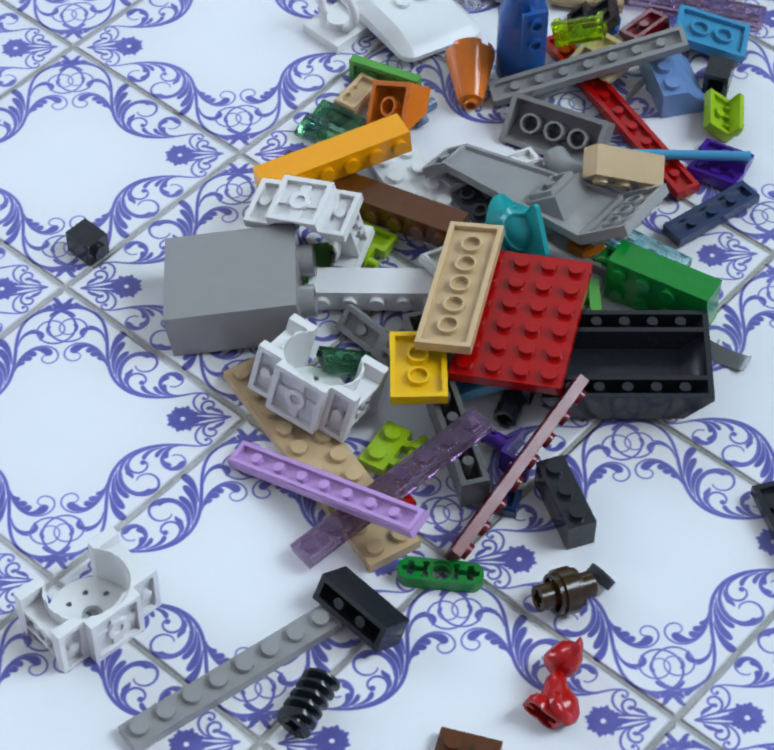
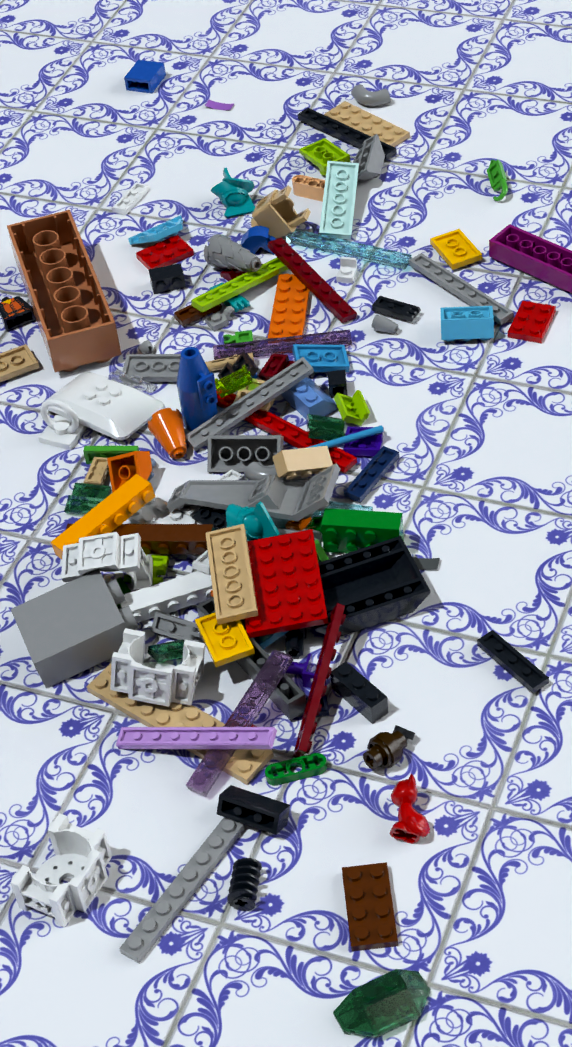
camera: 15 degrees left, 5 degrees down
(387, 447) = (222, 697): lime plate -> none
(675, 130) = (324, 427): none -> clear green slope

